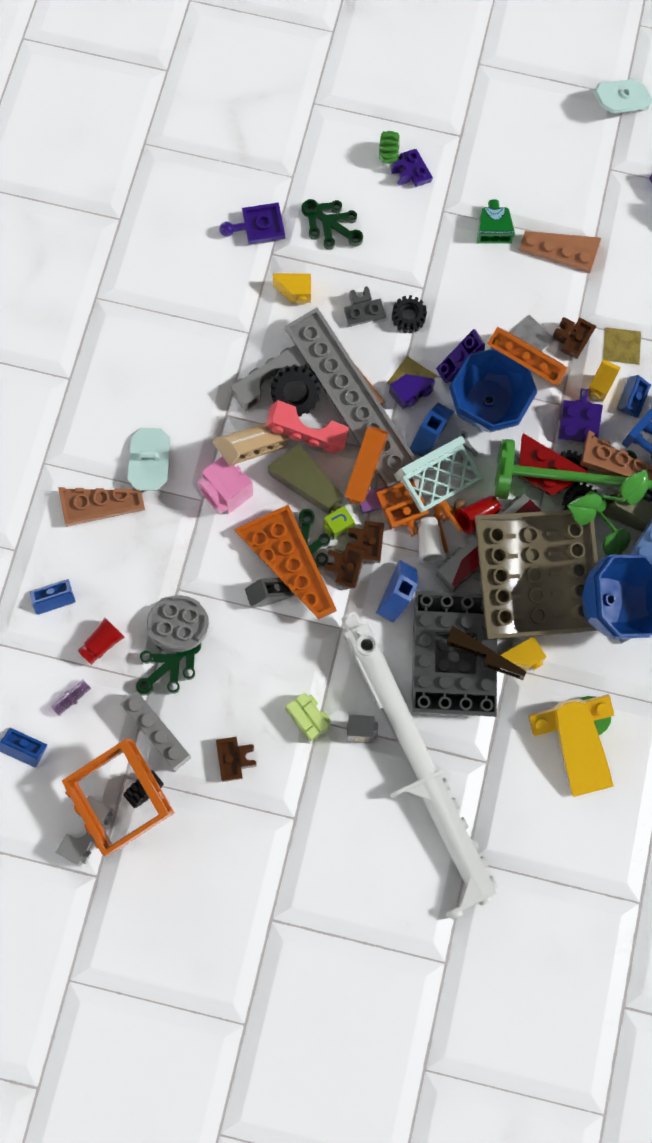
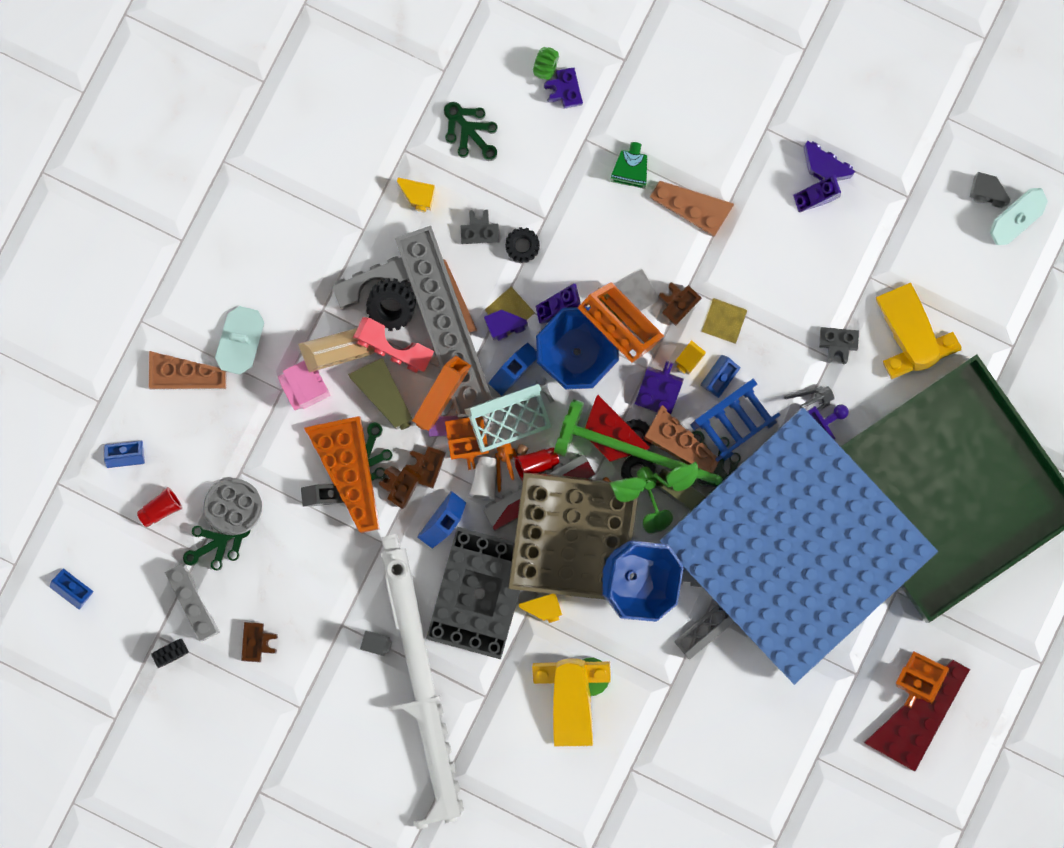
camera: 20 degrees right, 10 degrees up
(71, 697) = (122, 553): clear purple pin -> none
(78, 849) = (124, 666): light grey arch -> none
(147, 780) = (171, 648): orange window -> none
(261, 224) = (400, 118): dark purple plate -> none
(308, 717) = (332, 620): yellowish green brick -> none
(338, 522) = (402, 442): lime brick -> none
(493, 661) = (484, 585): dark brown slope -> none
(623, 96) = (799, 53): light aqua shield -> none

